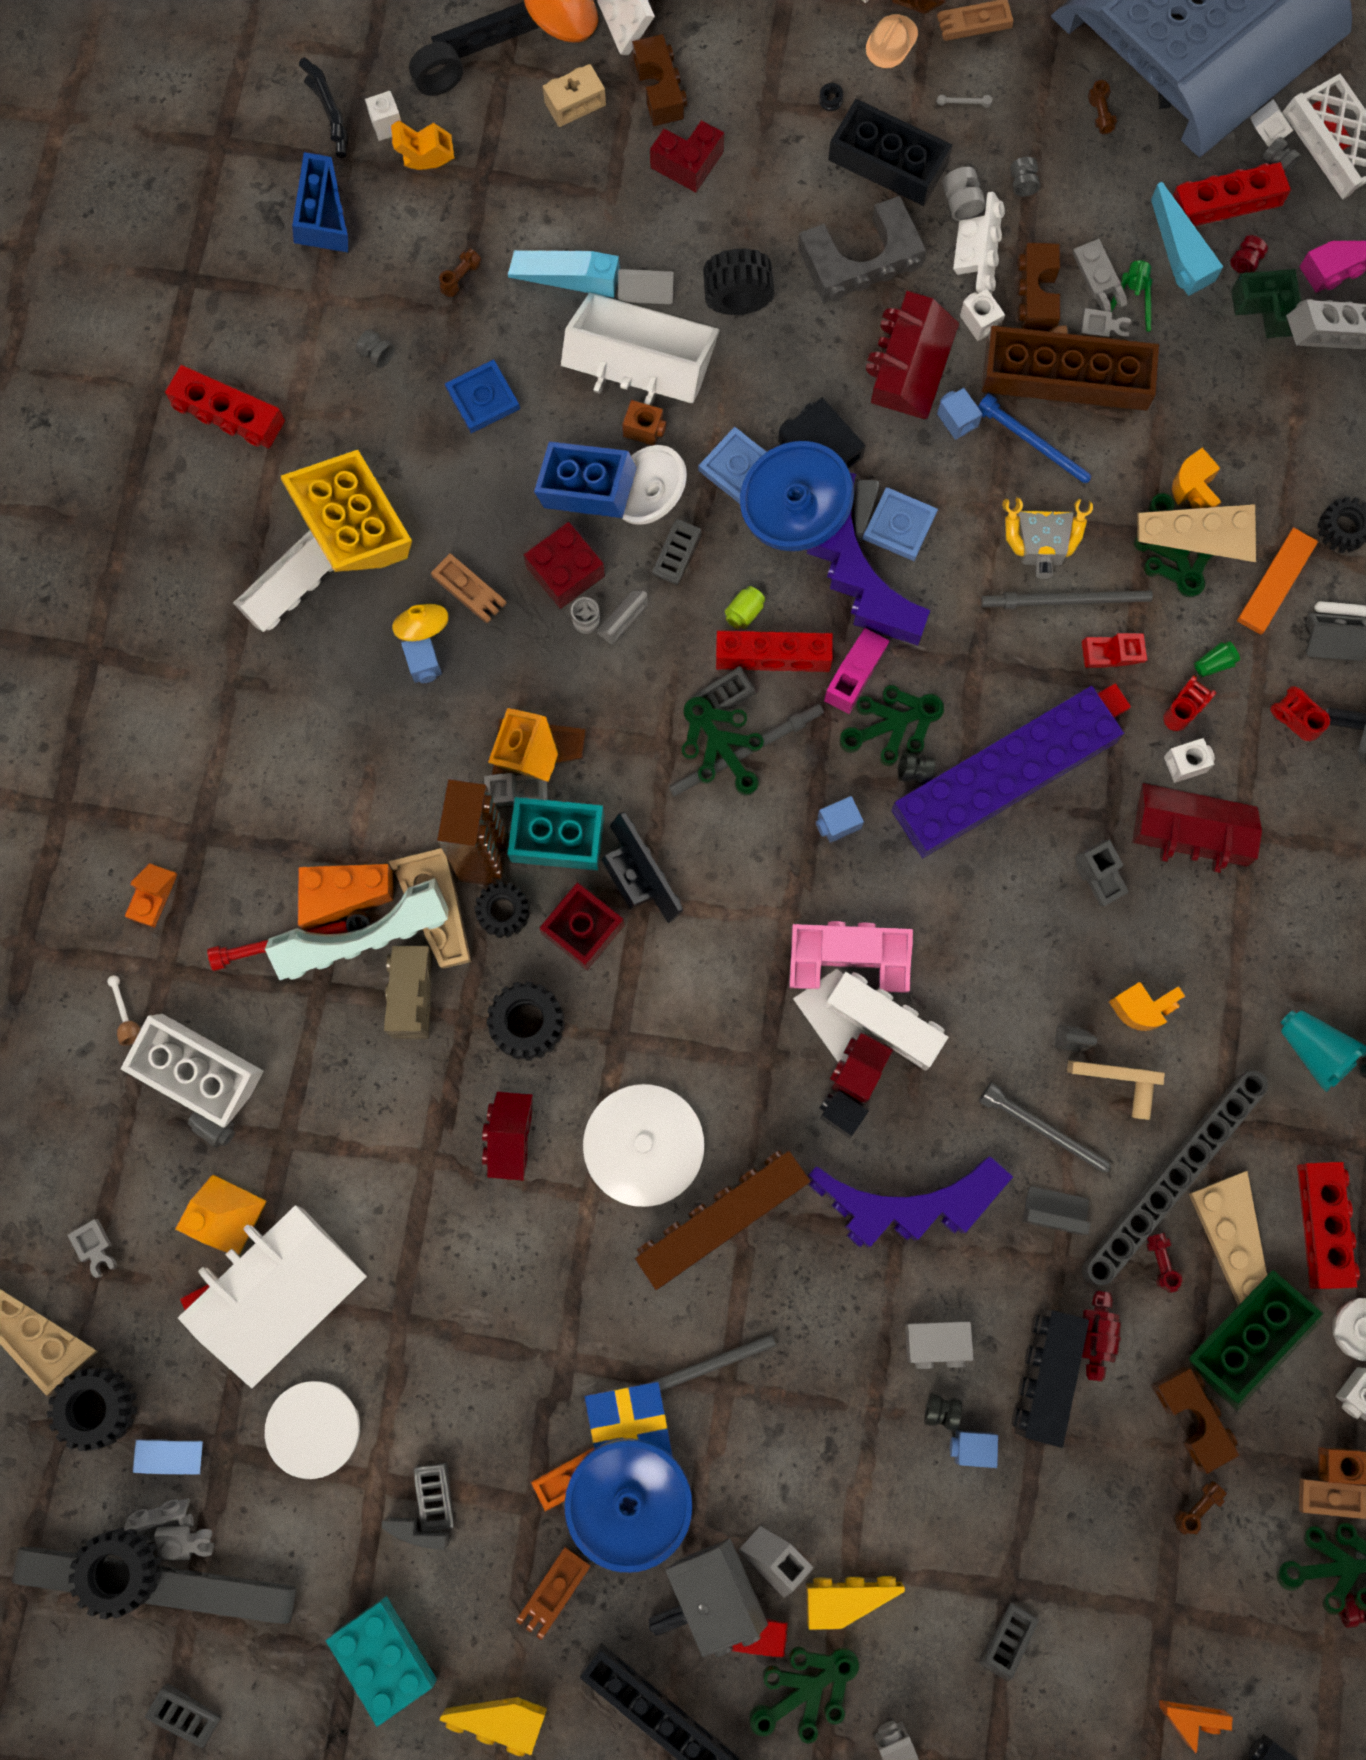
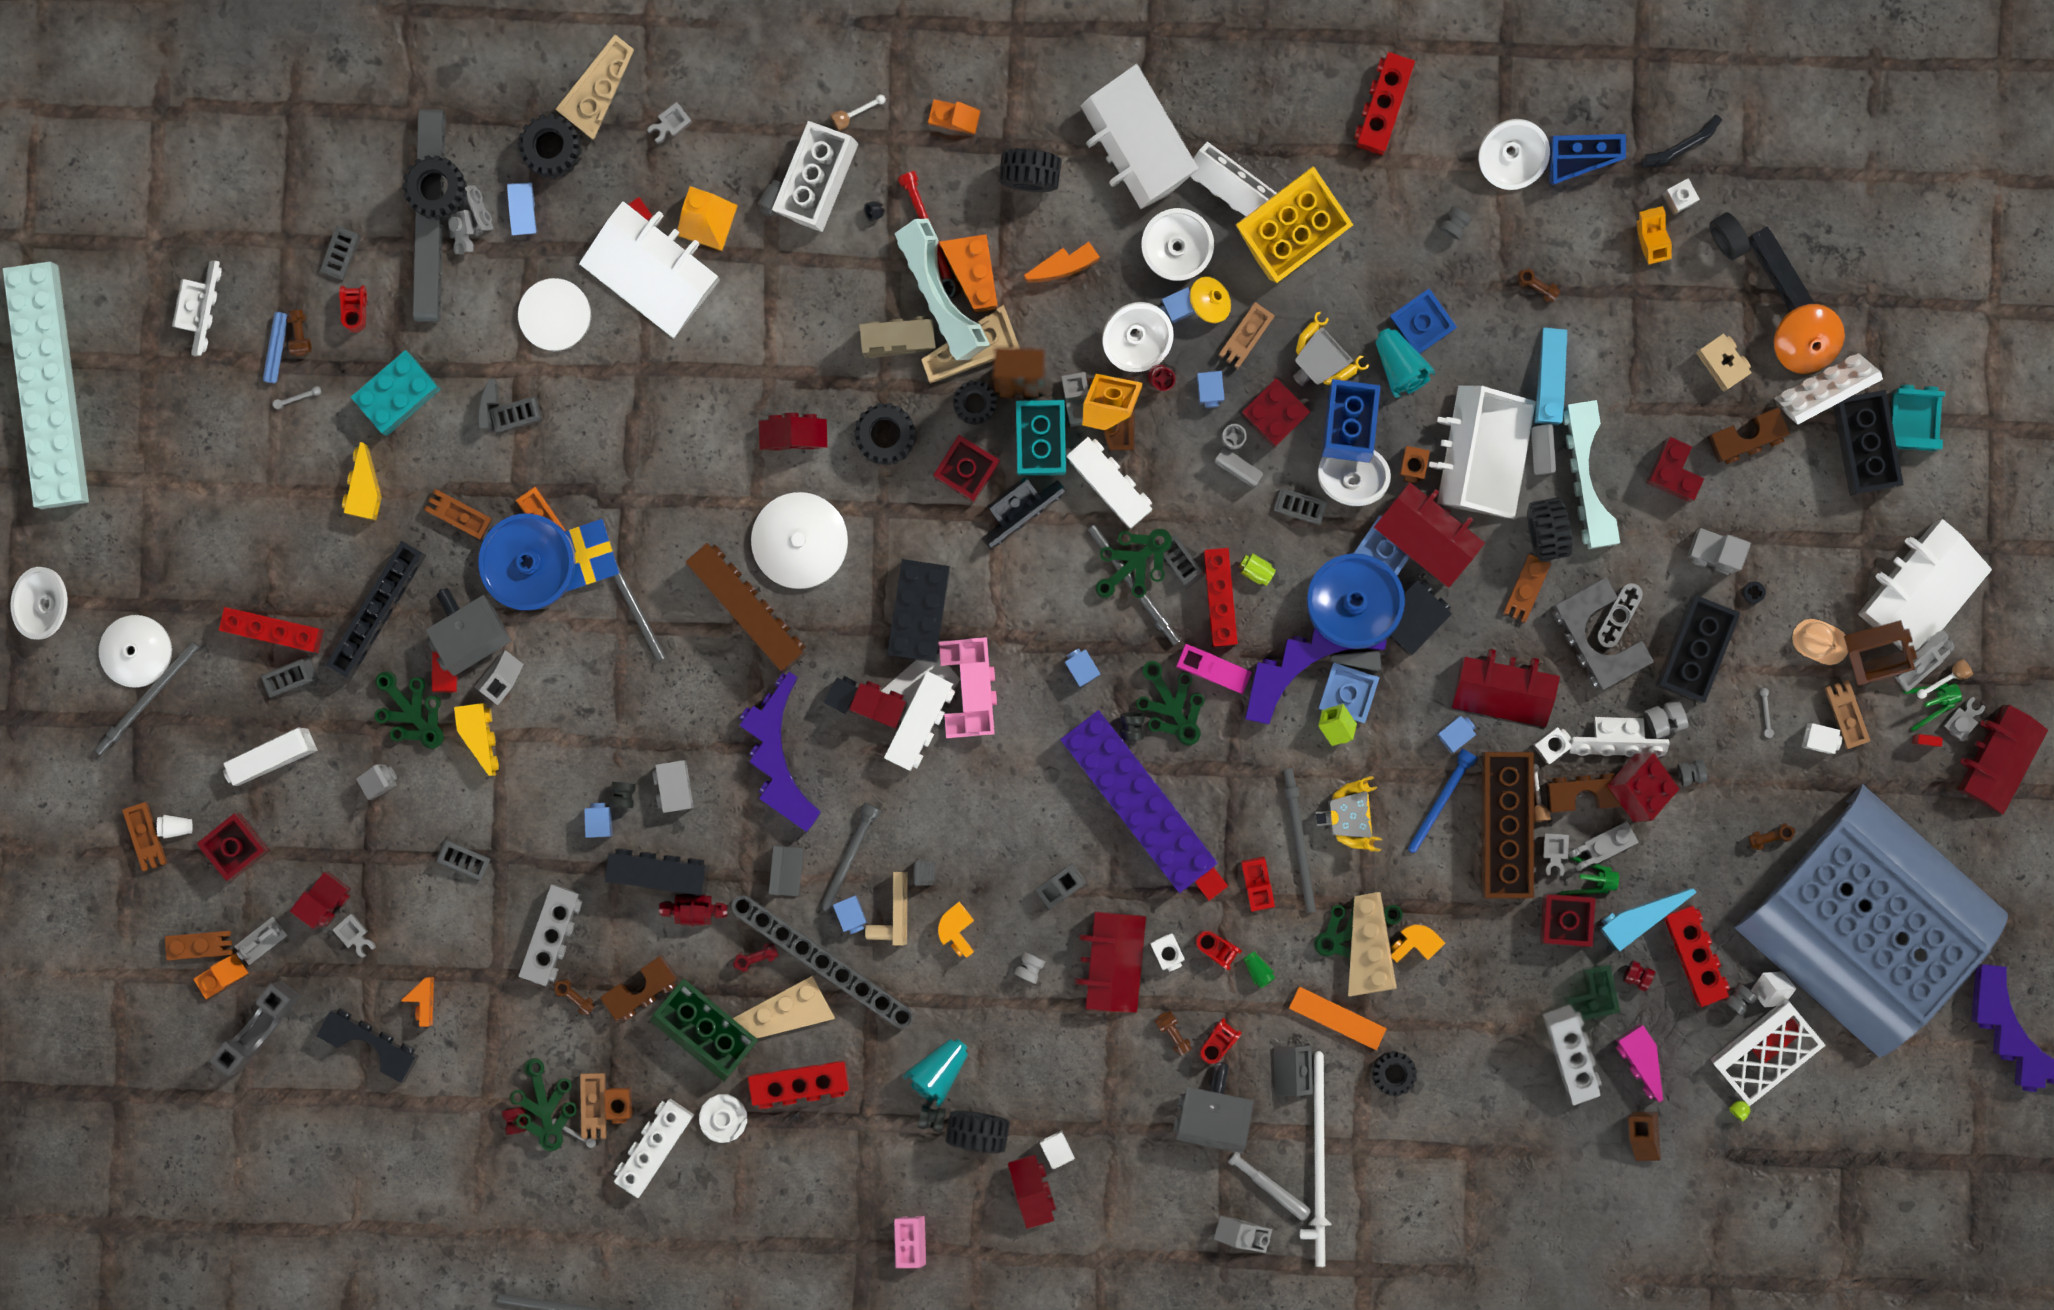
camera: 85 degrees right, 10 degrees up
(211, 672) = (1138, 138): none -> white piece
(229, 806) = (1030, 170): none -> black tyre
(243, 1007) = (873, 210): none -> black hinge
(253, 1709) = (353, 302): none -> red piece
(310, 264) = (1523, 163): none -> white dish
(339, 635) = (1179, 227): none -> white dish
(351, 784) = (1063, 264): none -> orange slope
(460, 698) = (1145, 347): none -> white dish
(505, 505) = (1322, 356): none -> light grey torso
(509, 685) = (1166, 377): none -> dark red wheel
(525, 420) = (1402, 363): none -> teal cone
(525, 634) = (1210, 388): none -> medium blue brick
(622, 760) = (1109, 483): none -> white brick
(642, 247) = (1599, 524): none -> light aqua arch
(726, 410) = (1429, 534): none -> dark red piece
(749, 1005) = (918, 610): none -> black brick
(784, 118) = (1719, 551): none -> light grey brick
(799, 324) = (1527, 587): none -> dark orange hinge
(844, 244) = (1609, 617): none -> light grey beam
(938, 536) = (1337, 724): none -> lime brick
(999, 46) = (1822, 739): none -> white brick
(1041, 219) = (1643, 787): none -> dark red brick
(1118, 1135) = (850, 914): none -> medium blue brick
(1162, 1560) = (531, 967): none -> light grey brick
(1183, 317) = (1567, 920): none -> dark red brick
(1198, 923) = (1029, 967): none -> light grey wheel
(1273, 772) = (1167, 1023): none -> reddish brown bar

